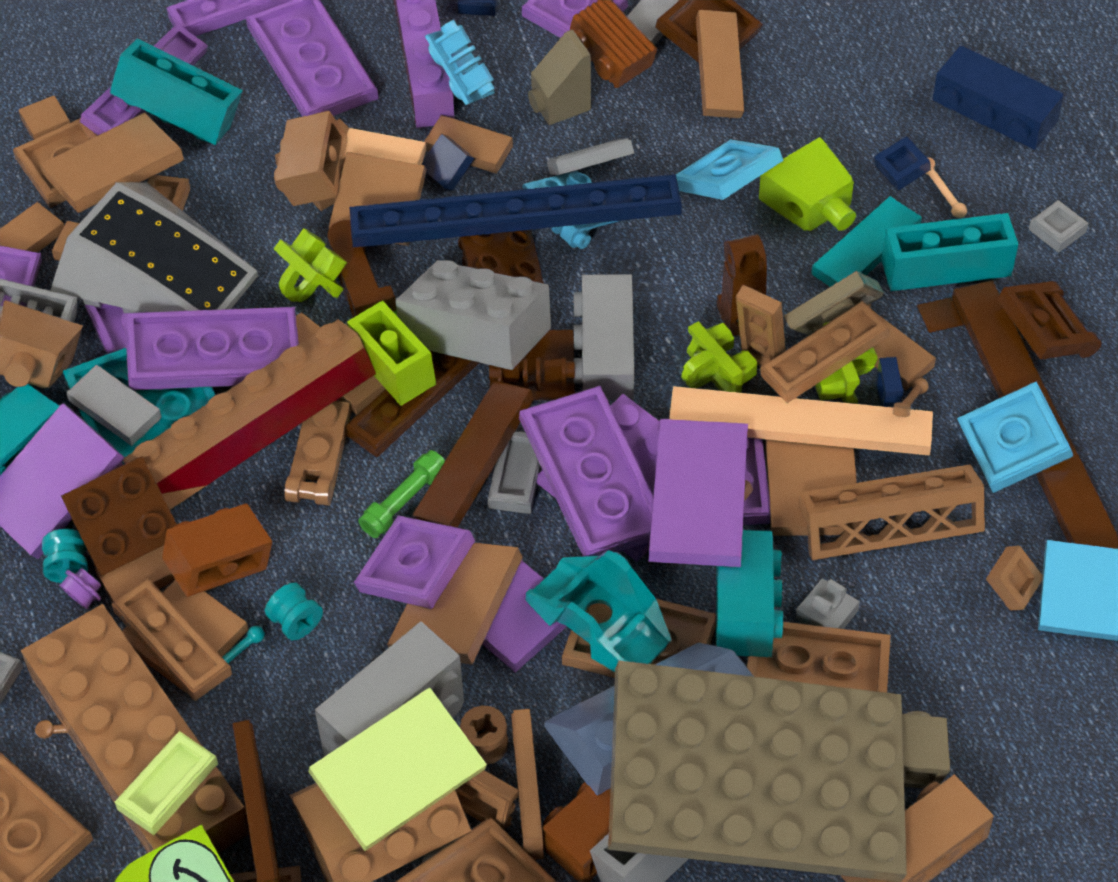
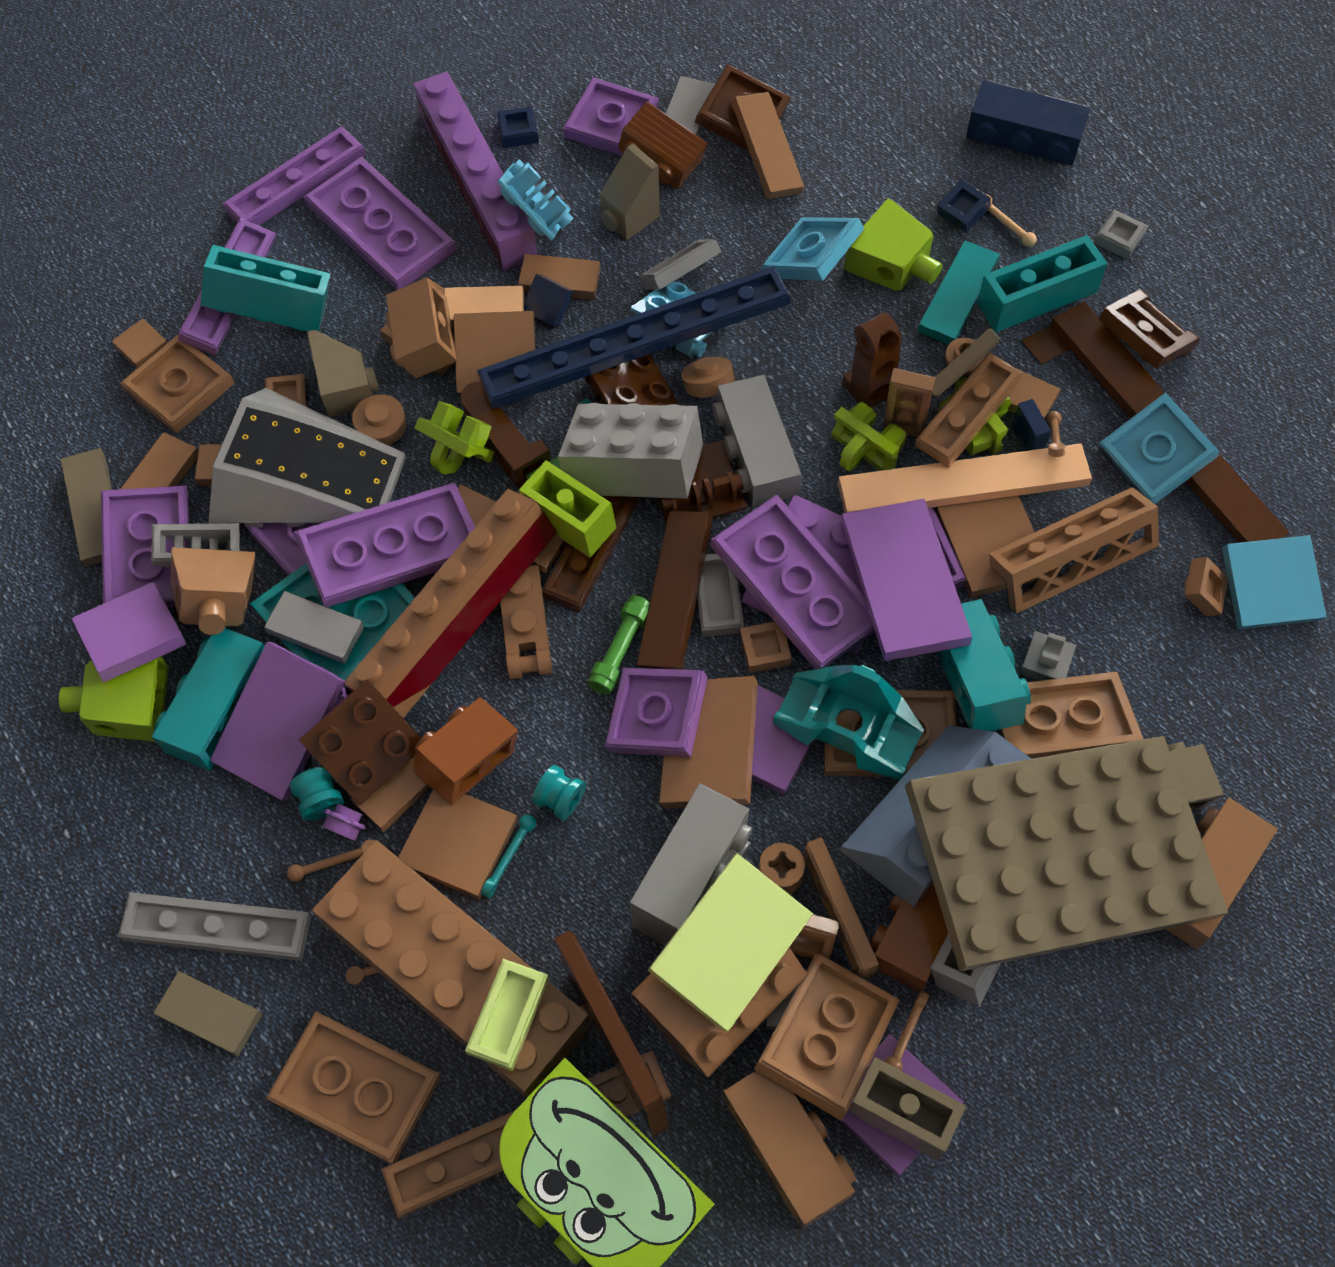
camera: 15 degrees left, 10 degrees up
(22, 624) = (297, 872): none -> medium nougat hinge
(118, 155) = (223, 374): medium nougat tile -> none
(172, 639) = (452, 853): medium nougat tile -> none
(222, 188) = (340, 374): none -> dark tan slope
(246, 235) = (380, 418): none -> medium nougat wheel
(543, 529) = (765, 647): none -> medium nougat plate
(577, 262) = (705, 375): none -> medium nougat wheel

